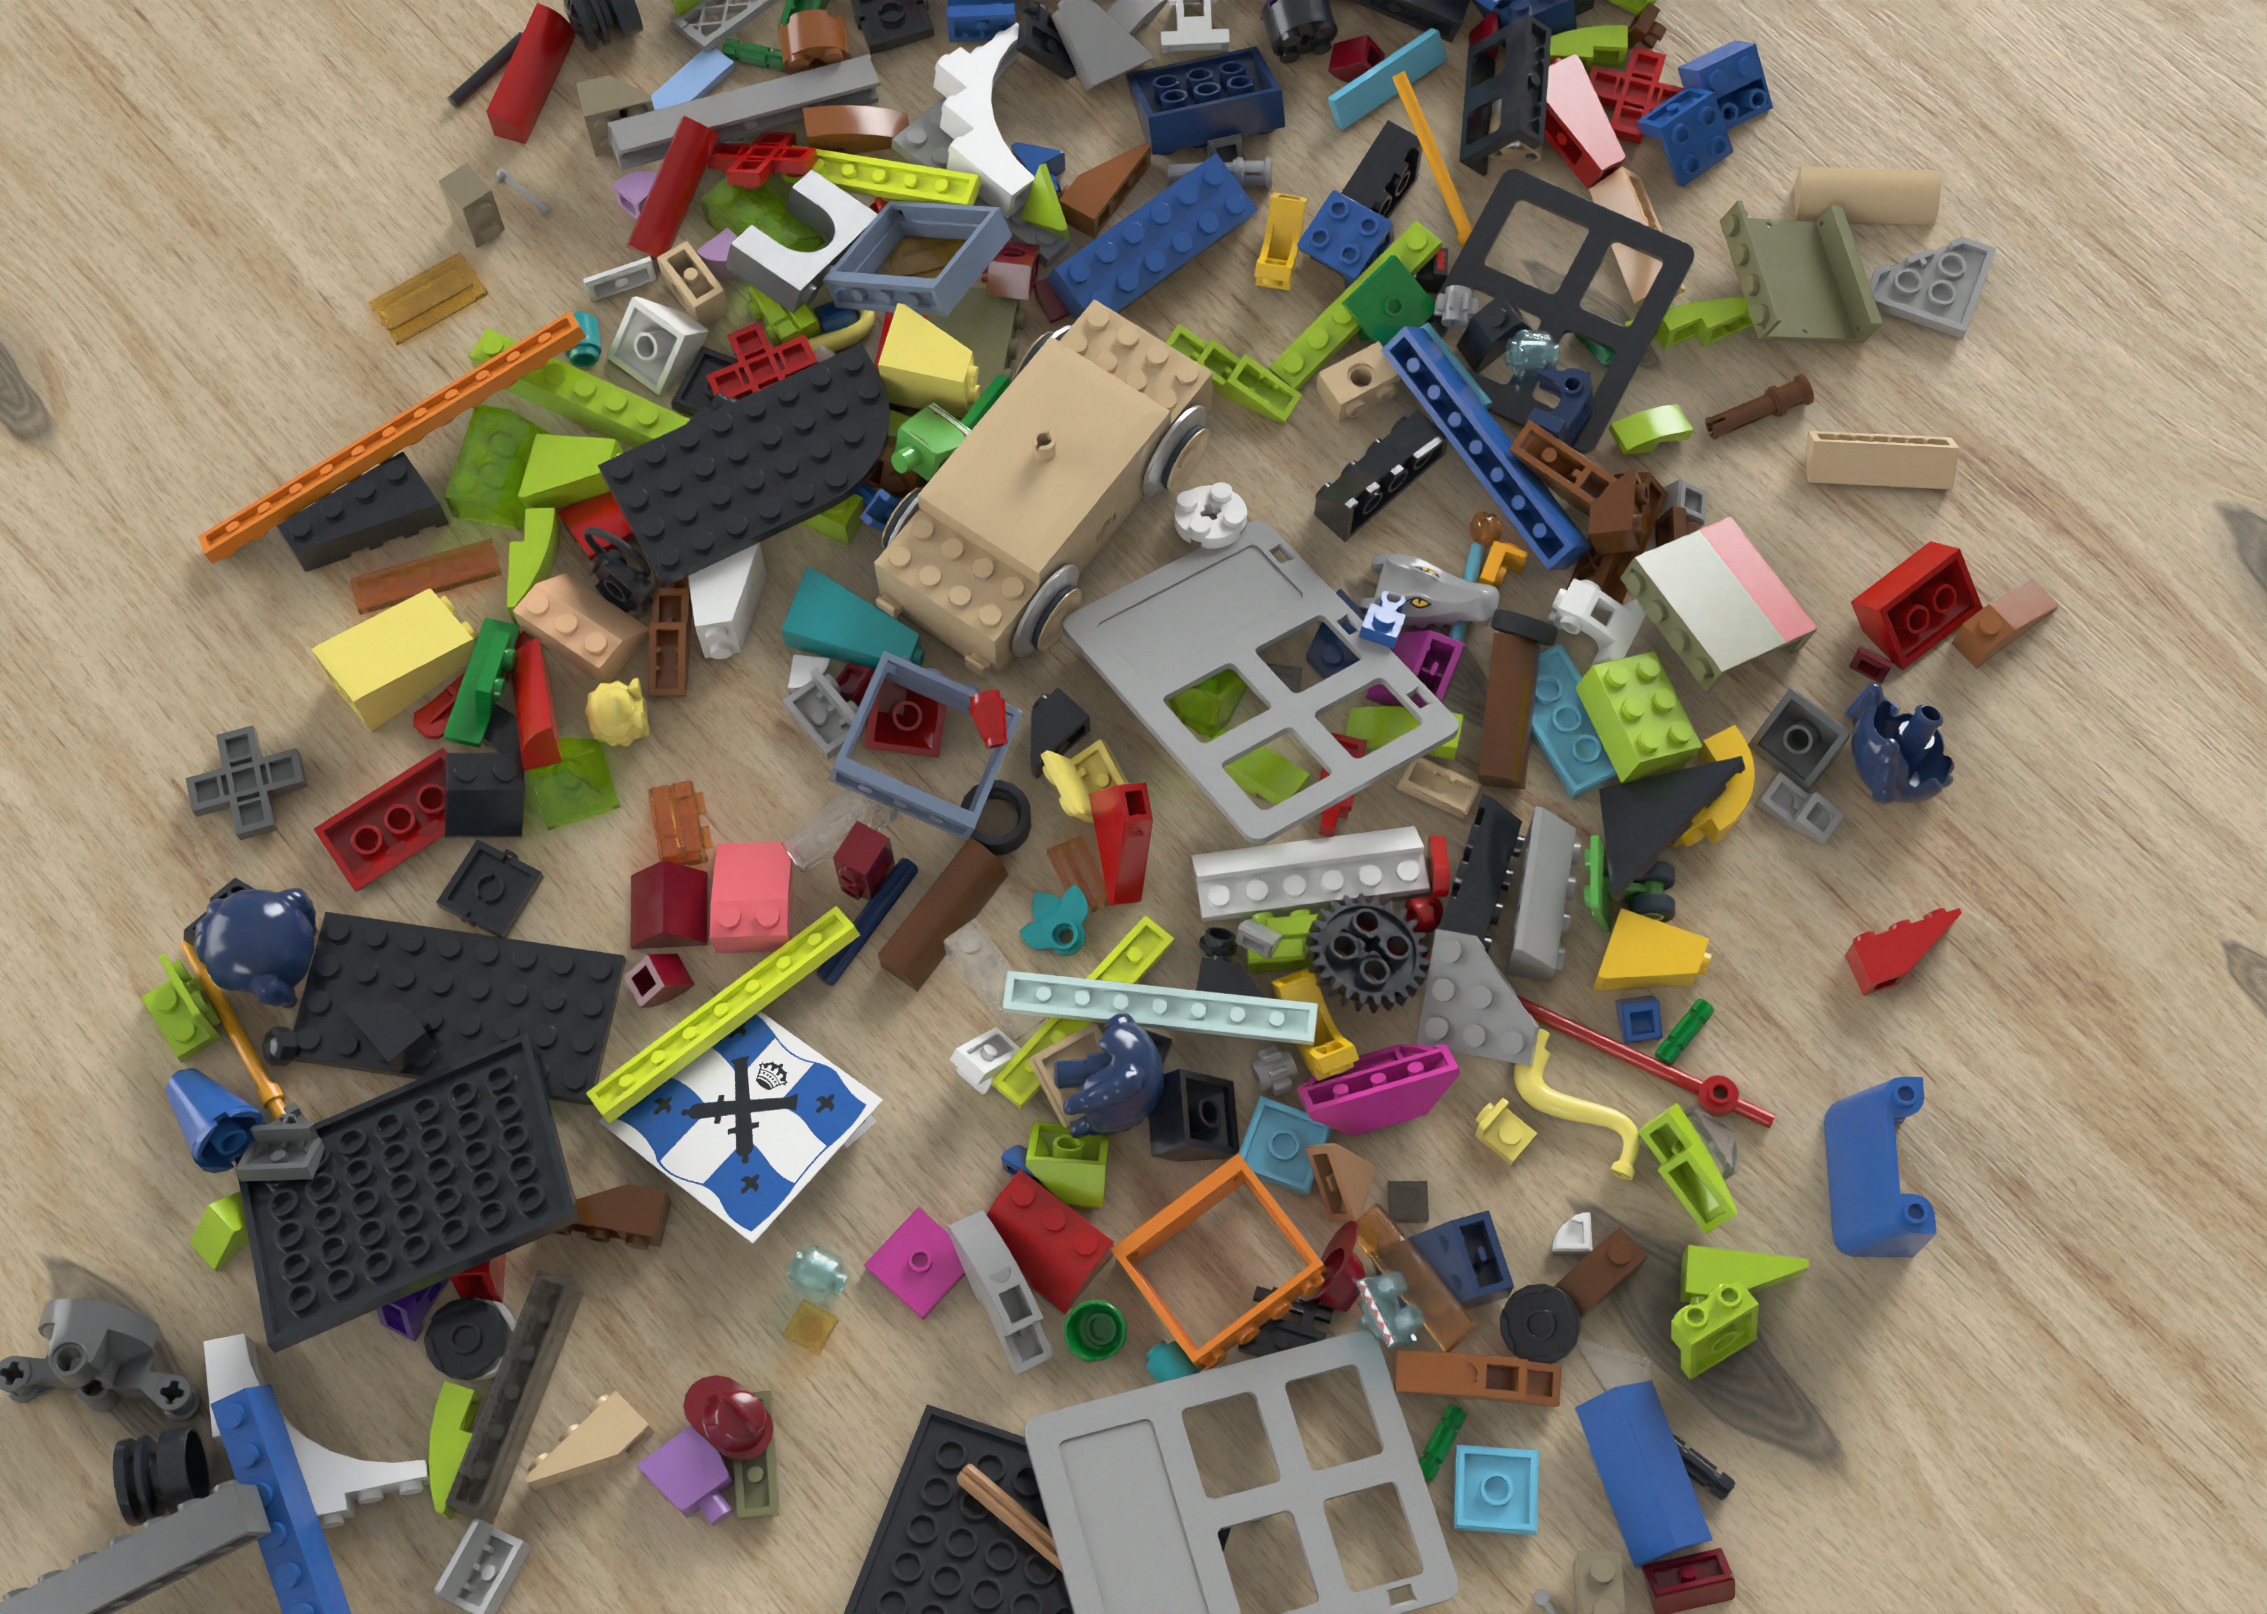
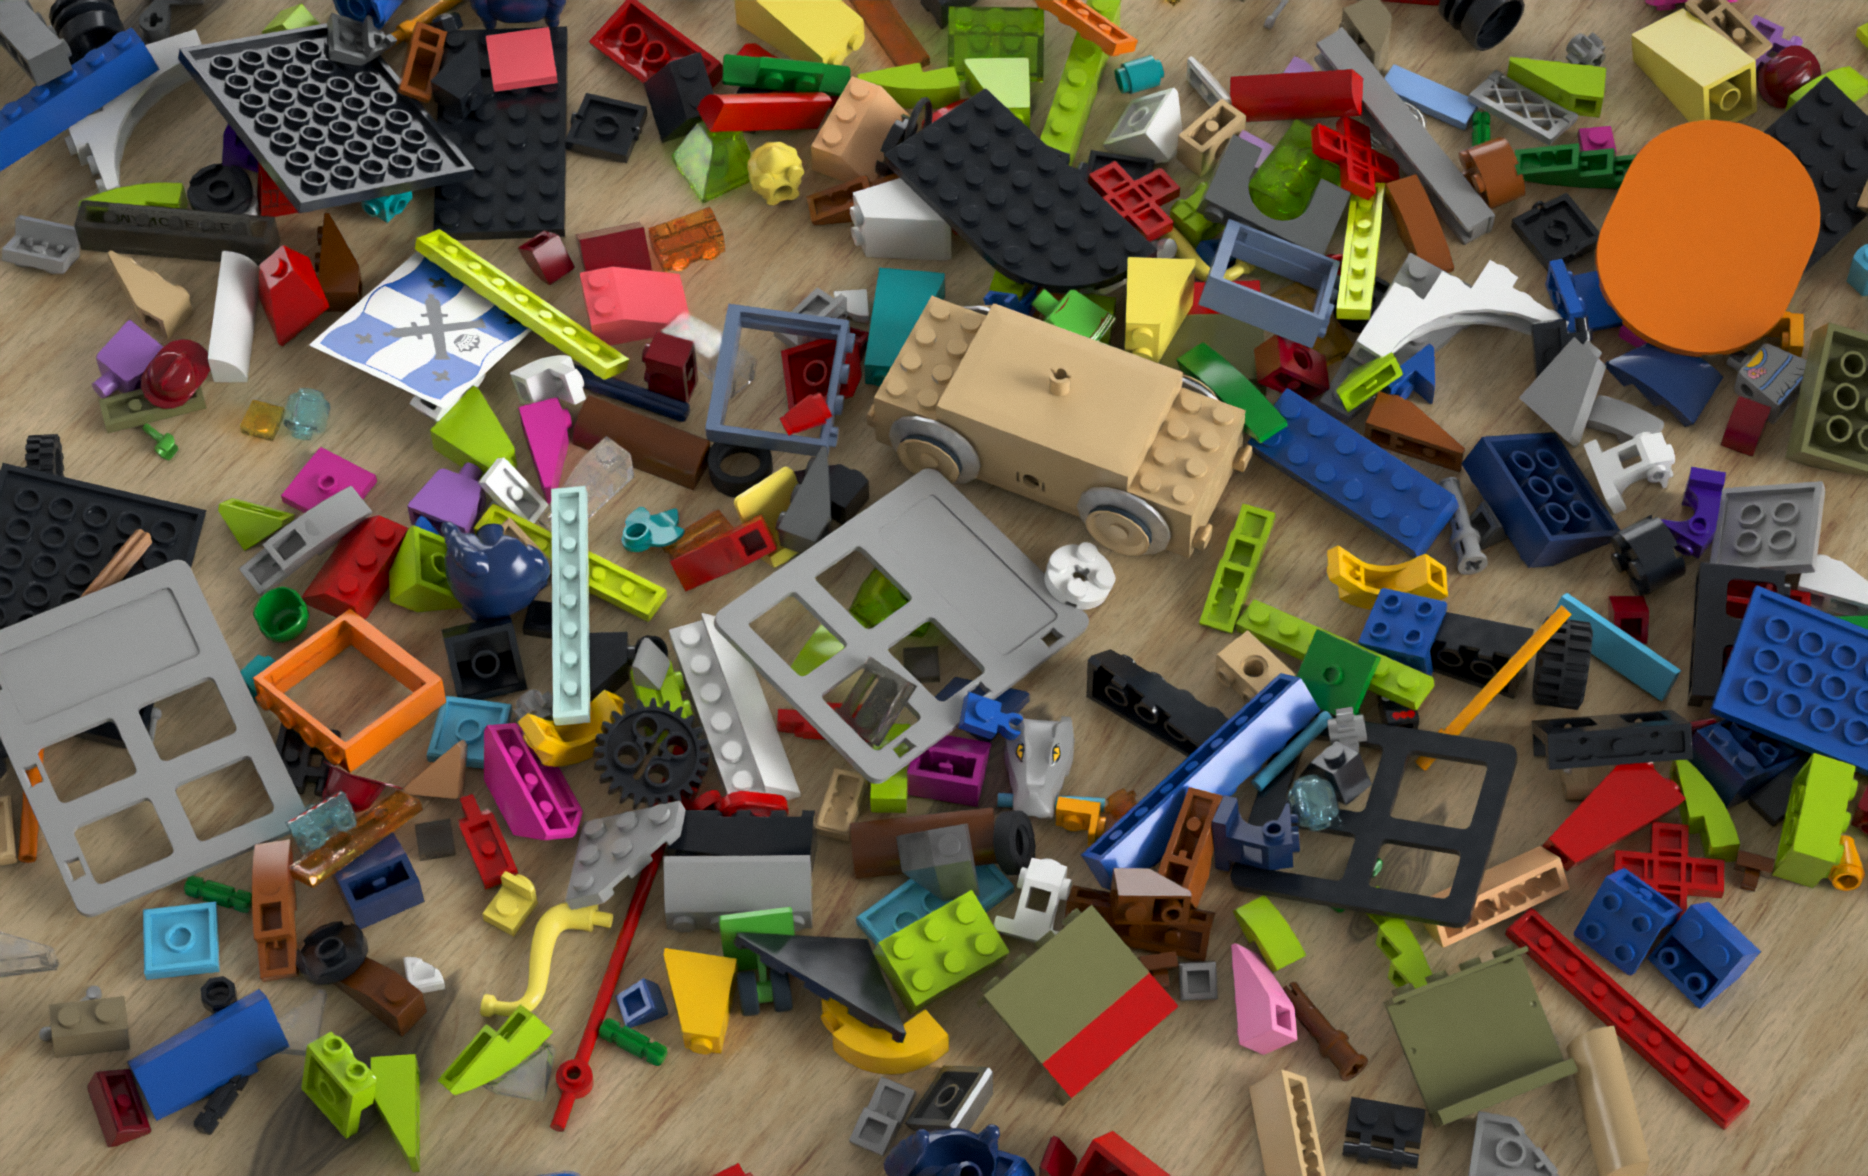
camera: 80 degrees right, 10 degrees down
(338, 1078) = (421, 61): none -> dark orange slope
(369, 963) = (521, 59): none -> coral tile
(649, 1270) = (290, 293): none -> red slope
(653, 1345) = (233, 318): none -> white brick
(815, 1443) = (165, 443): none -> bright green hand
(821, 1587) = (45, 454): none -> black tyre
(839, 994) = (549, 379): none -> white brick
(907, 1084) = (472, 434): none -> lime slope
(919, 1013) = (547, 440): none -> dark pink slope
(948, 1352) = (251, 521): none -> lime slope
(980, 1125) = (451, 498): none -> medium lavender torso
(1048, 314) = (1233, 388): none -> green slope
(1096, 741) = (810, 508): none -> dark grey slope
(1374, 705) = (882, 704): none -> clear smoke plate
(1427, 1146) = (485, 843): none -> red hinge
(1436, 102) = (1563, 666): none -> black tyre
(1538, 692) = (940, 861): none -> flat silver slope
(1570, 1454) = (218, 994): none -> black tile
(1734, 447) = (1262, 1007): none -> bright pink slope
(1774, 164) = (1630, 1018): none -> red tile
(1858, 378) = (1384, 1124): none -> black plate

